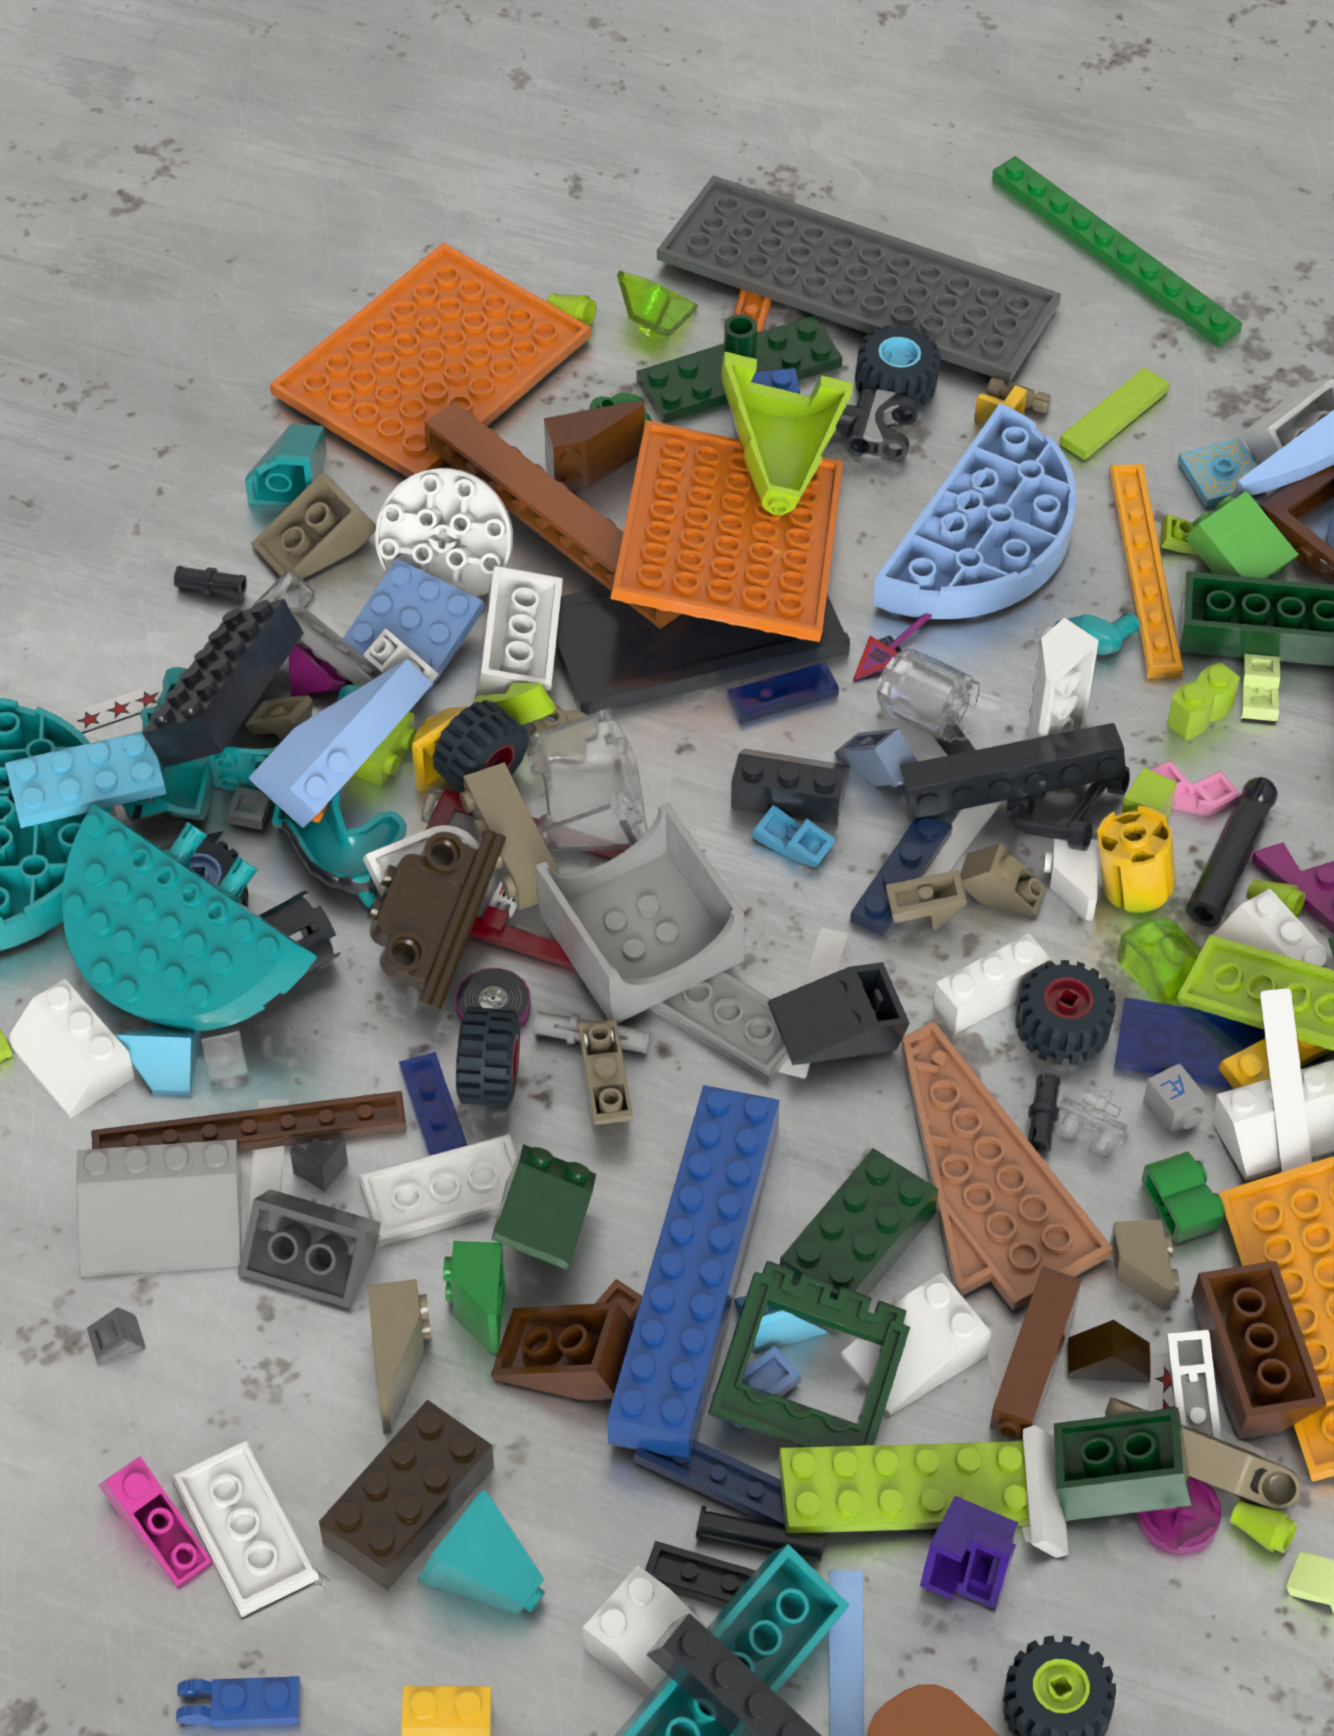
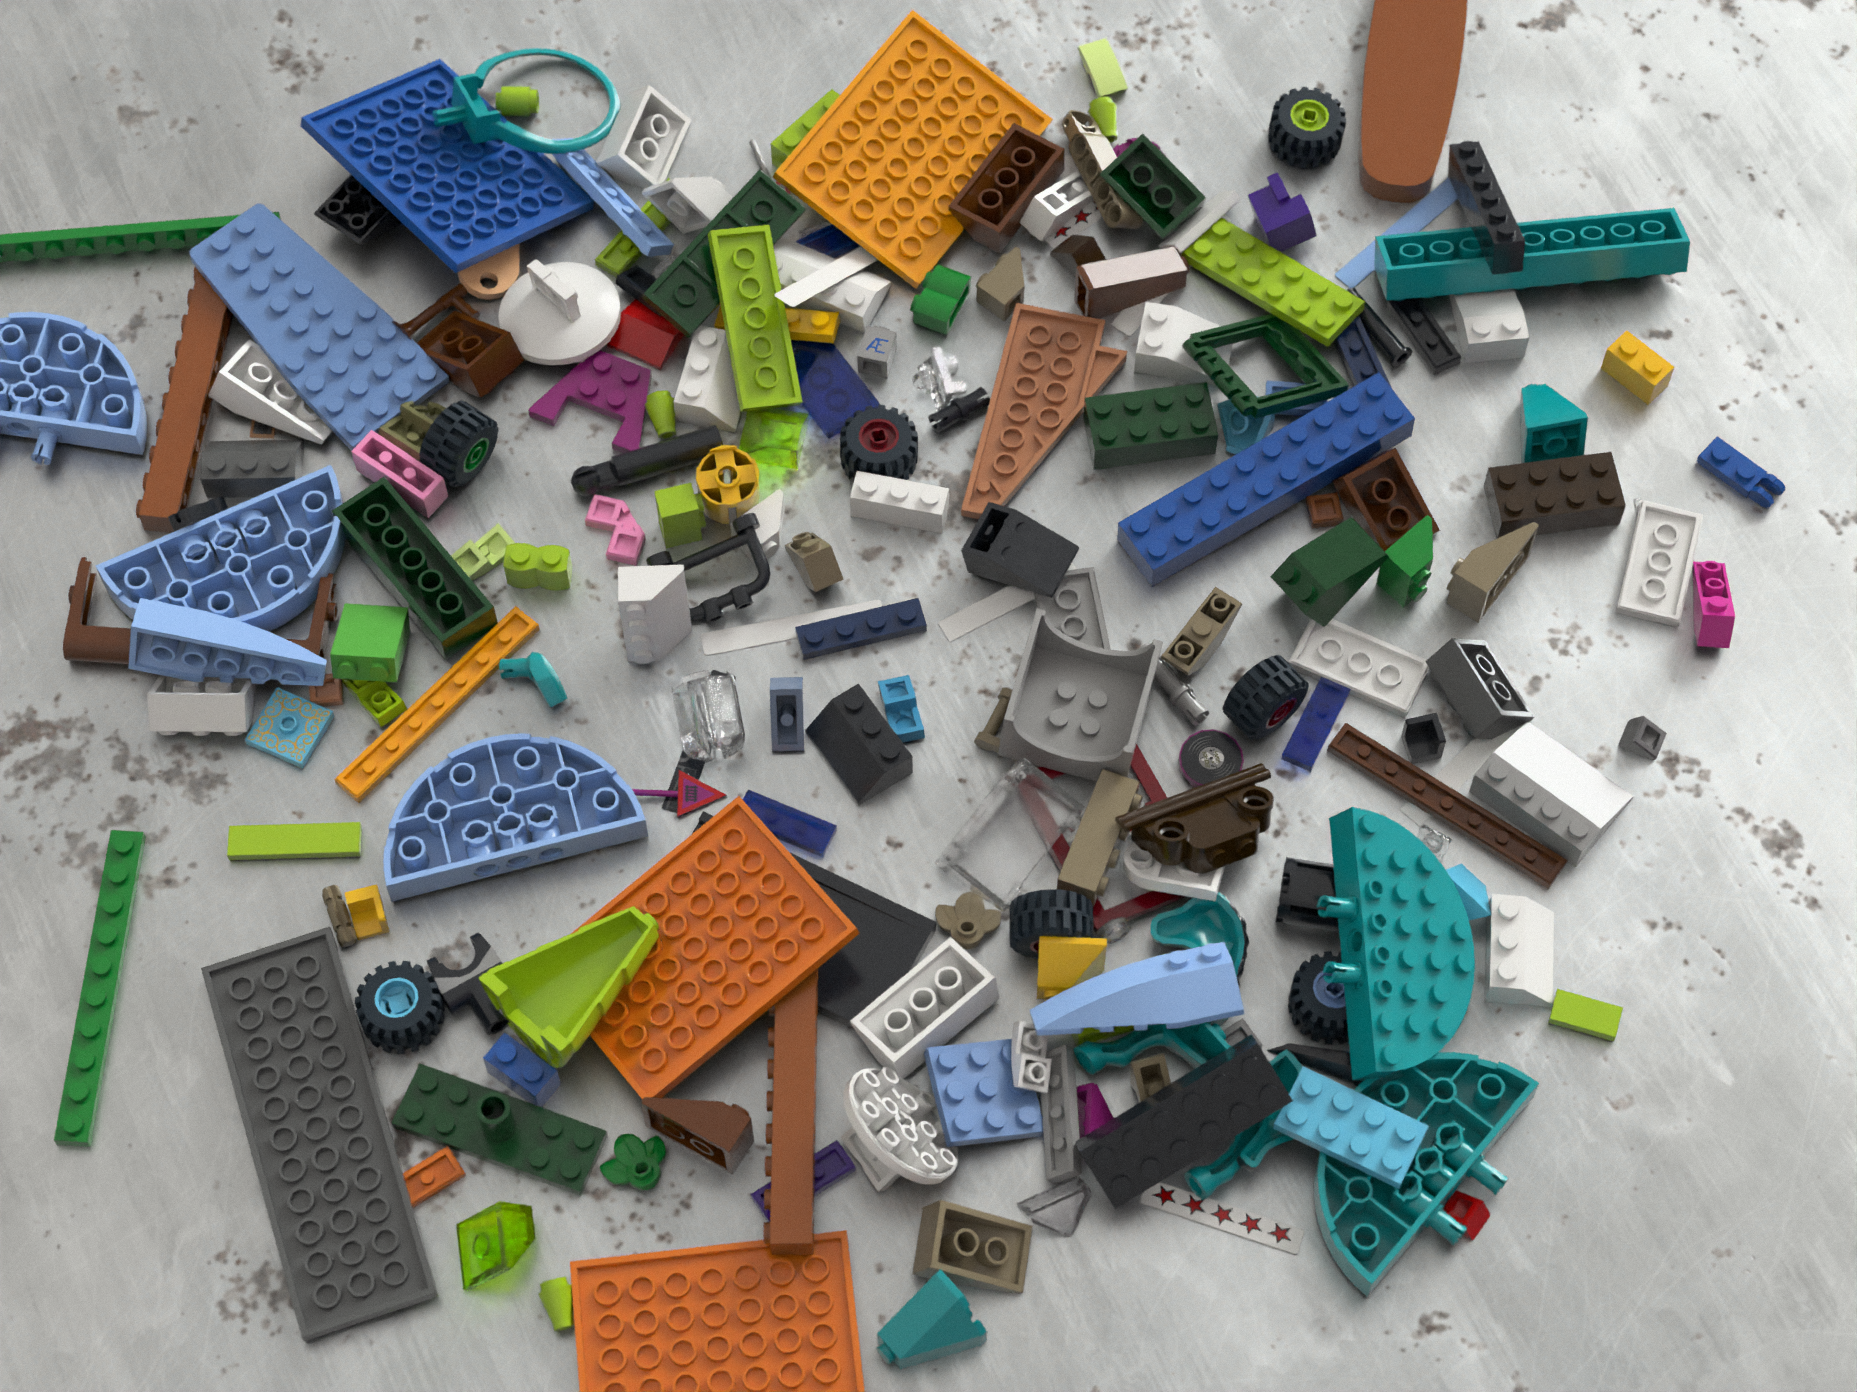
camera: 135 degrees left, 10 degrees up
(210, 581) = (1088, 1275): black pin -> none
(523, 702) = (982, 942): lime slope -> none
(931, 896) = (877, 578): dark tan slope -> none
(1013, 770) = (736, 610): black brick -> none

